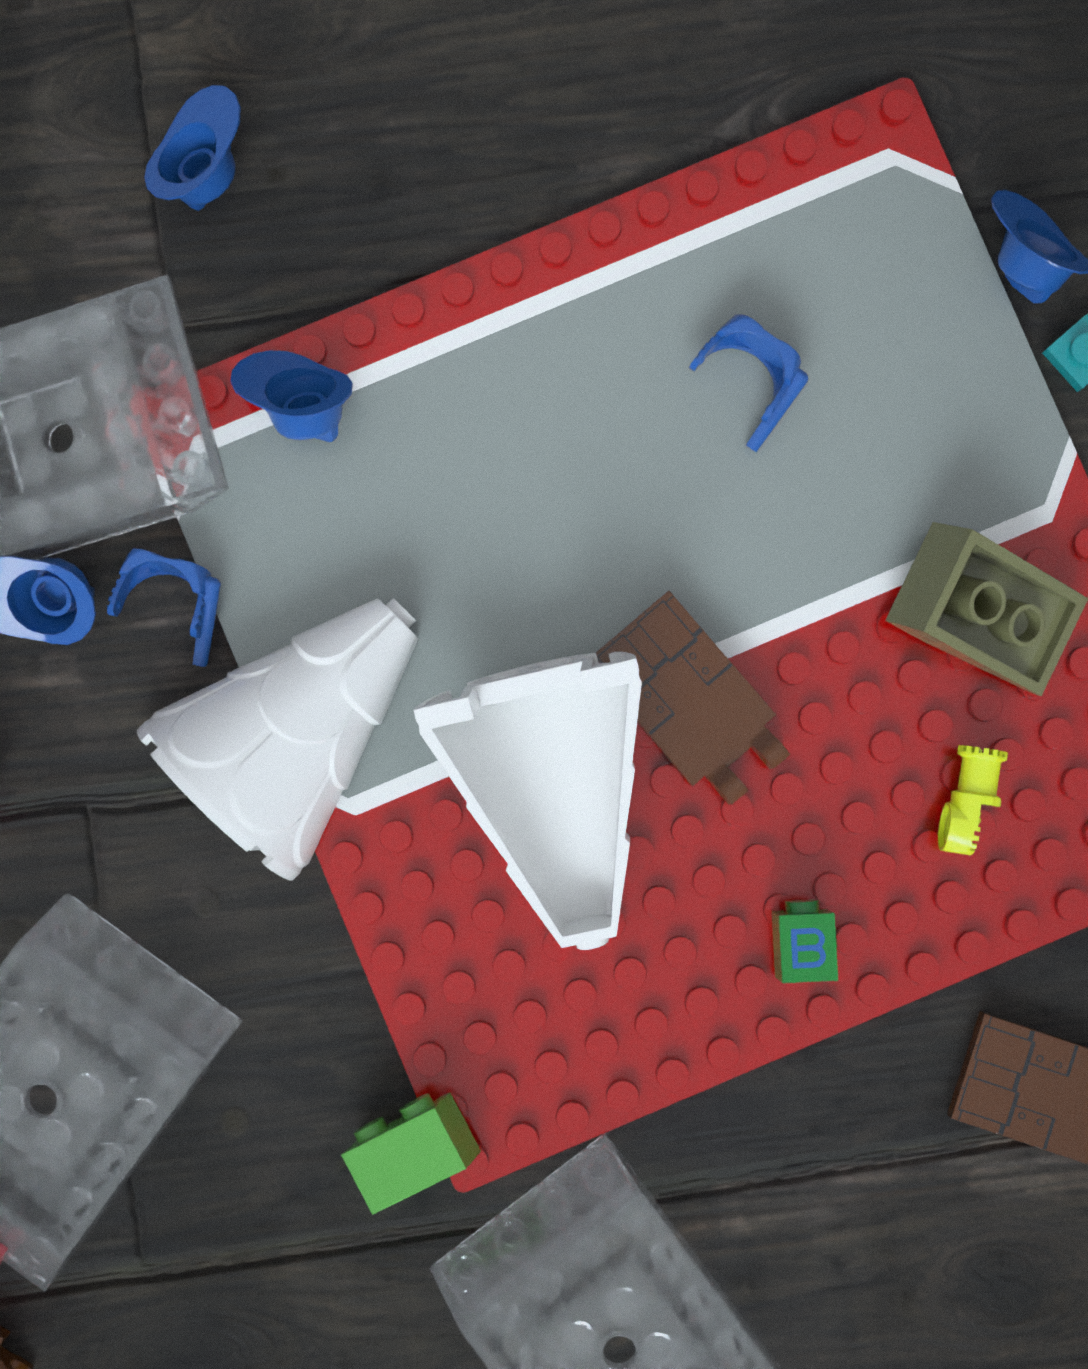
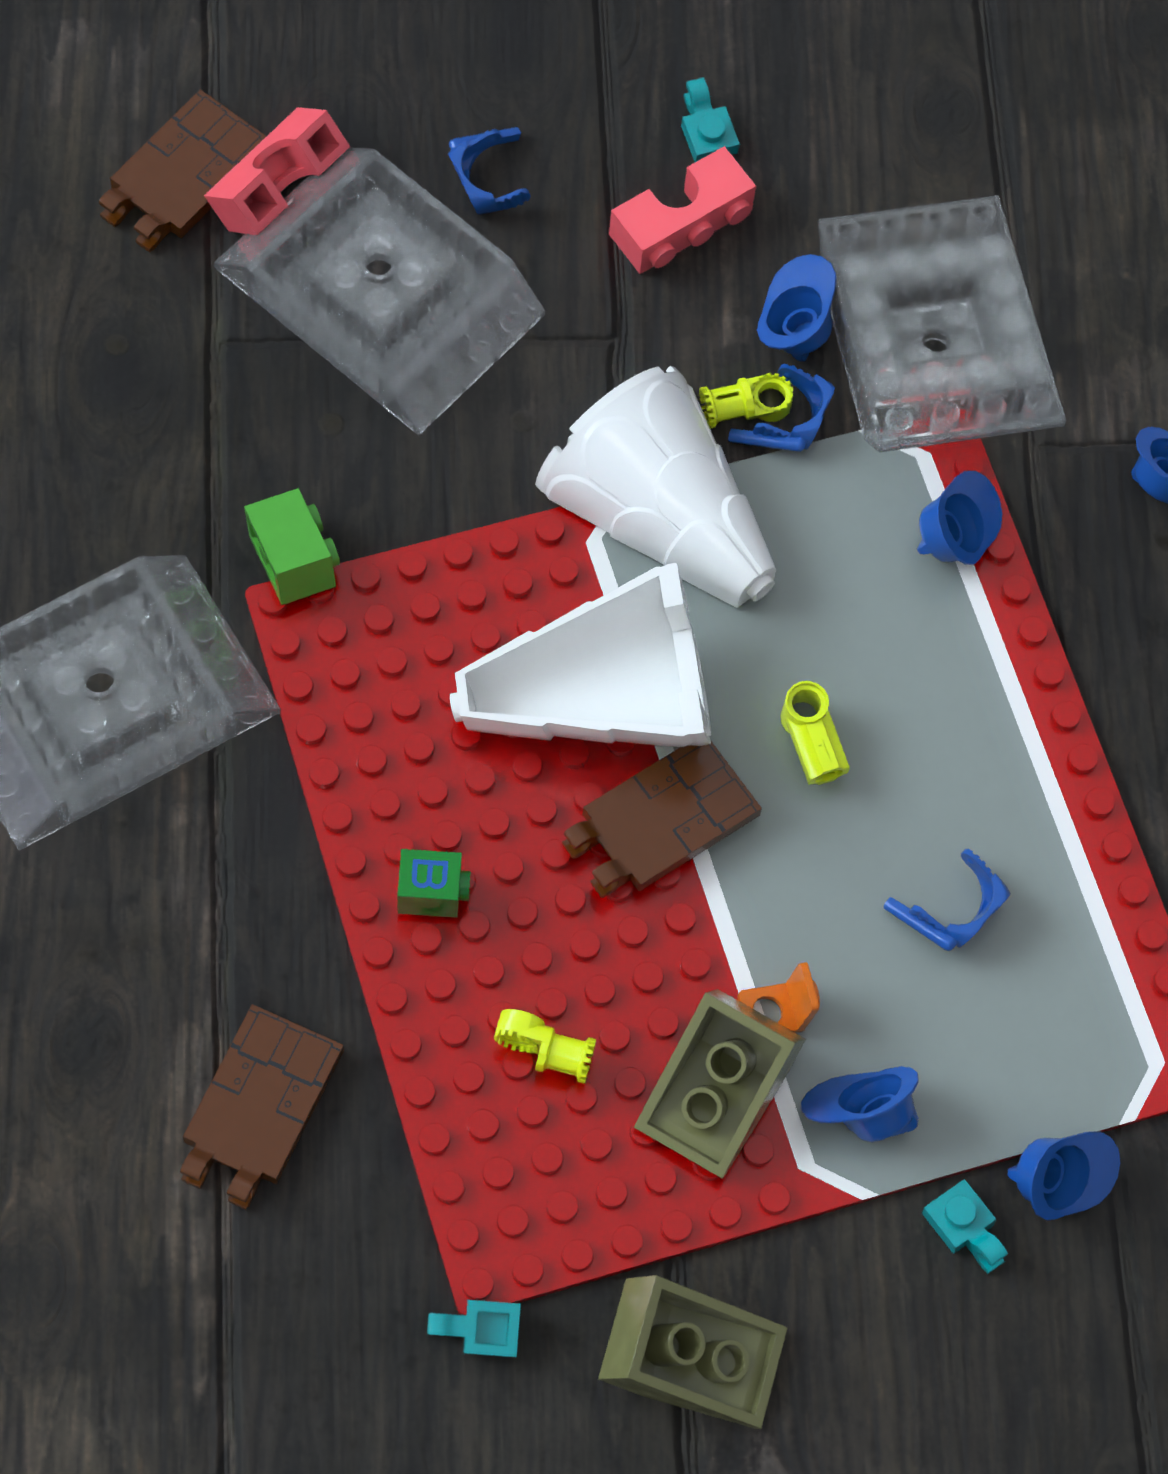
camera: 90 degrees right, 20 degrees down
(157, 653) = (743, 400): none -> neon yellow connector
(576, 539) = (814, 736): none -> neon yellow piece
(879, 535) = (796, 998): none -> orange bracket
(989, 458) = (867, 1103): none -> blue piece

